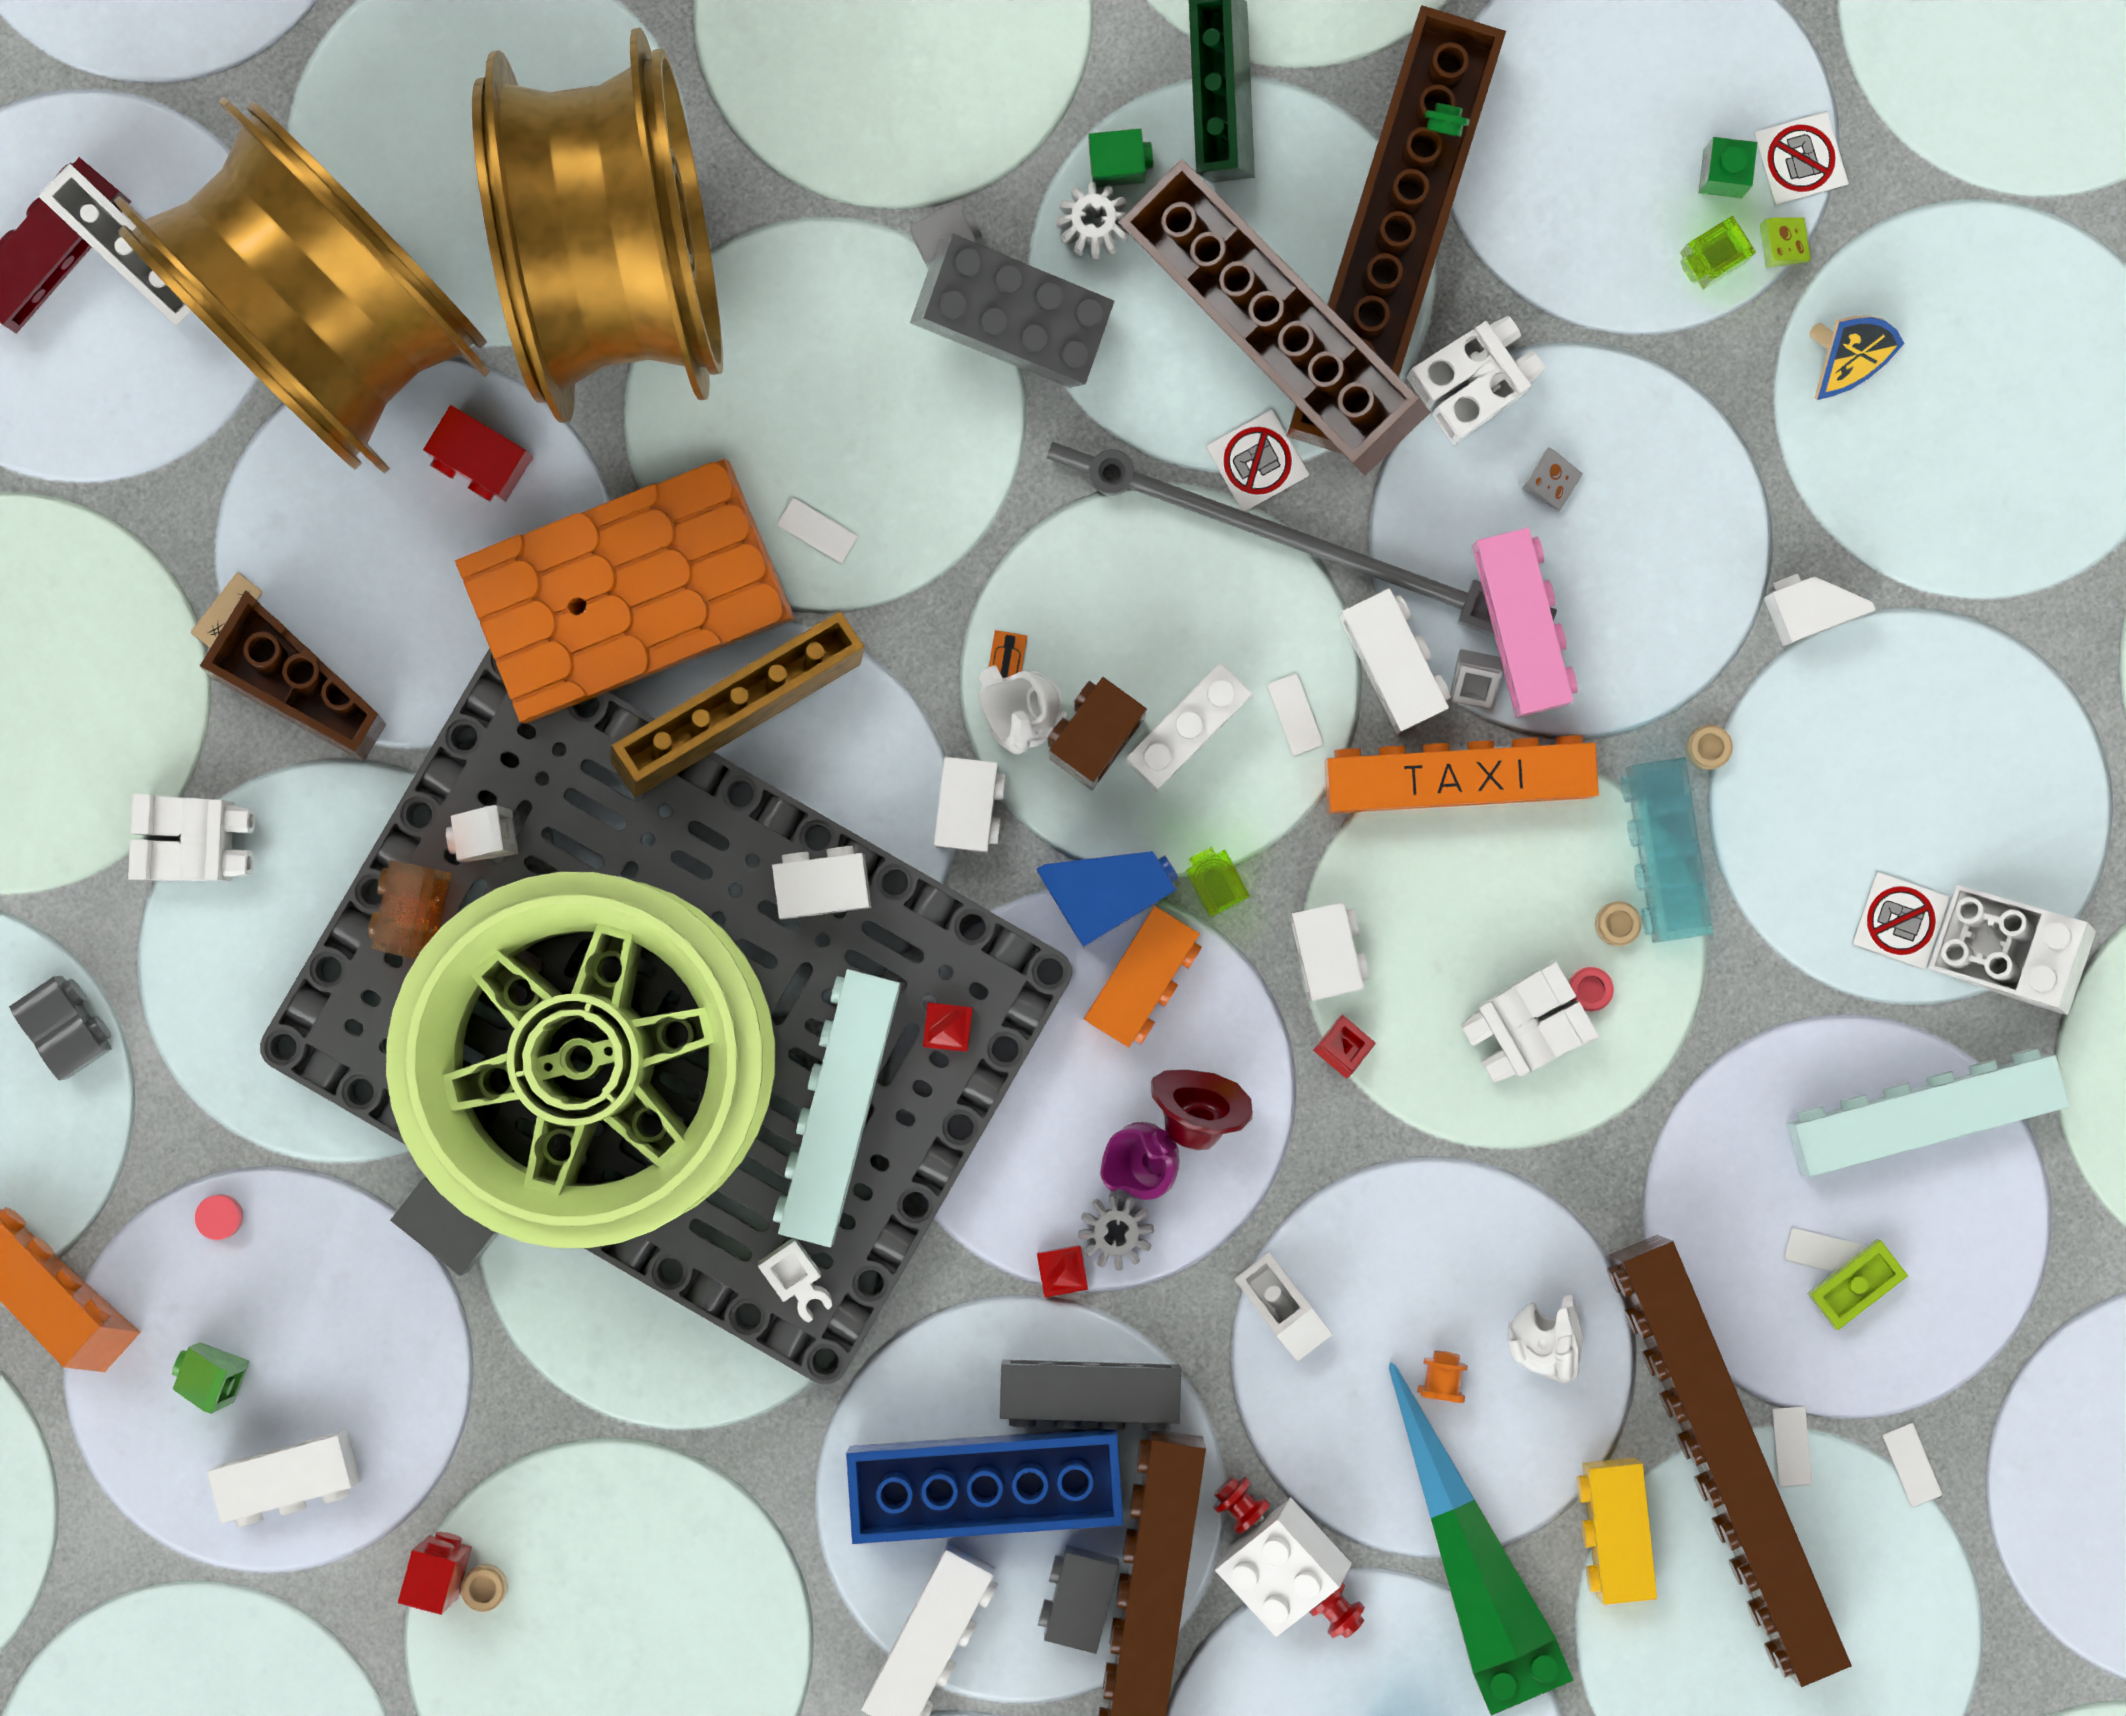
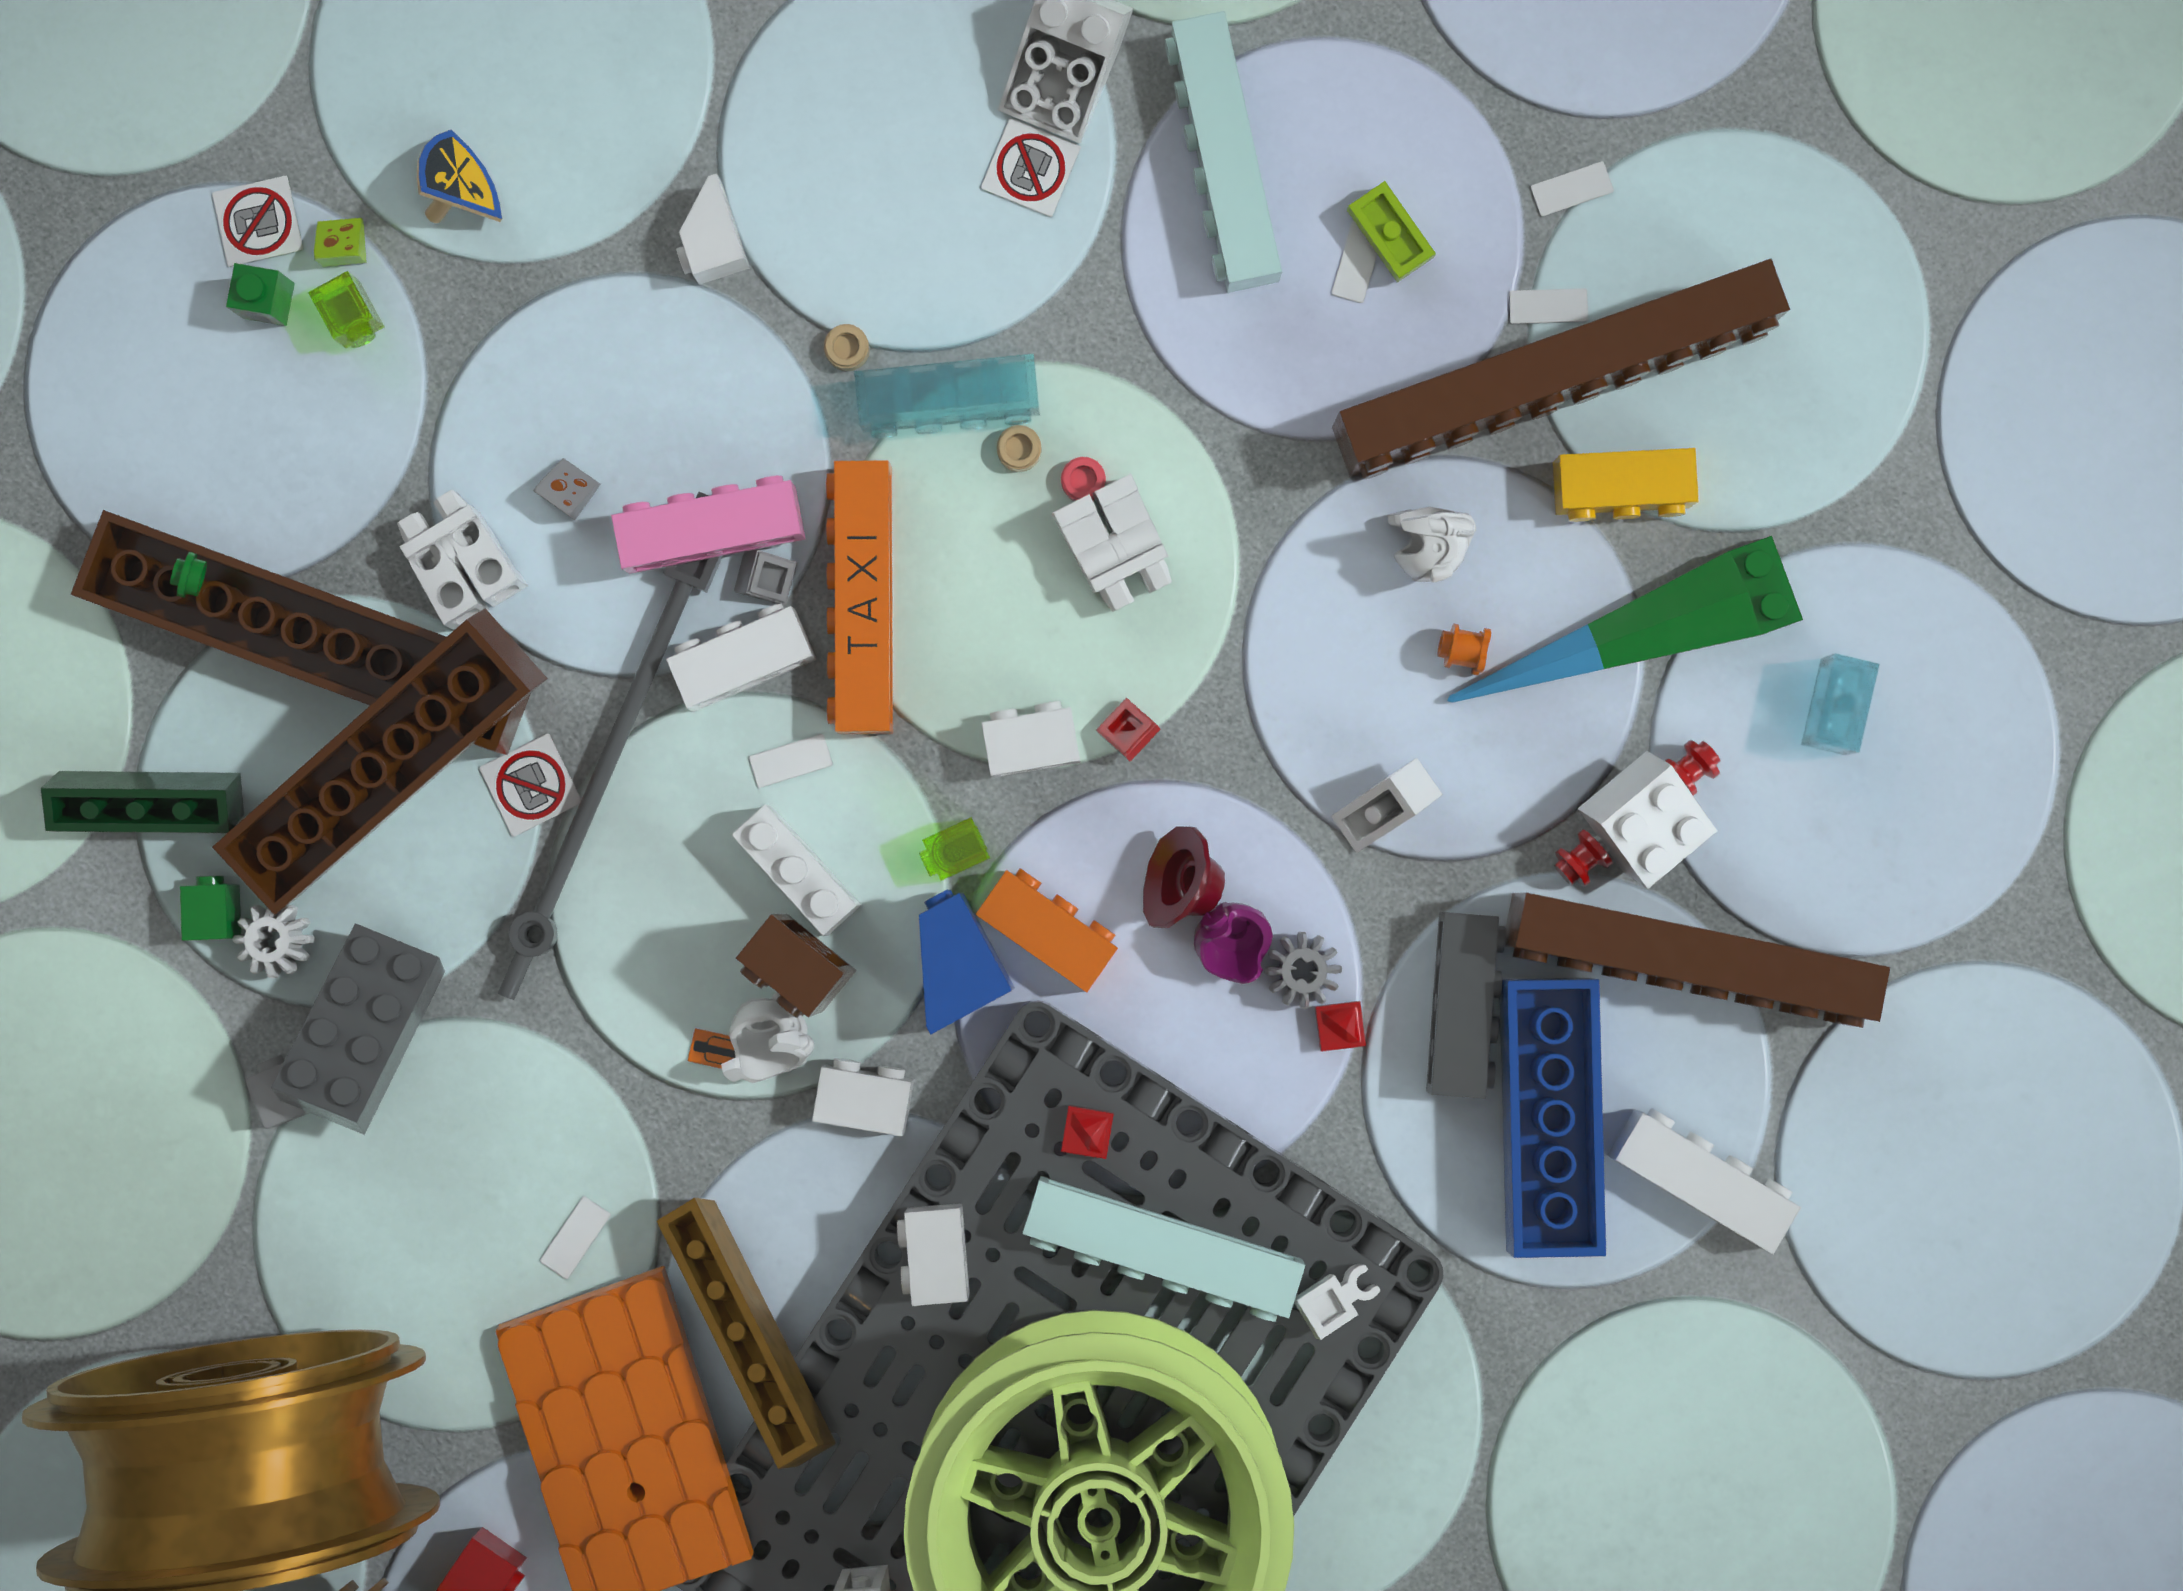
camera: 85 degrees left, 0 degrees up
(1080, 1598) = (1670, 1025): dark grey brick -> none

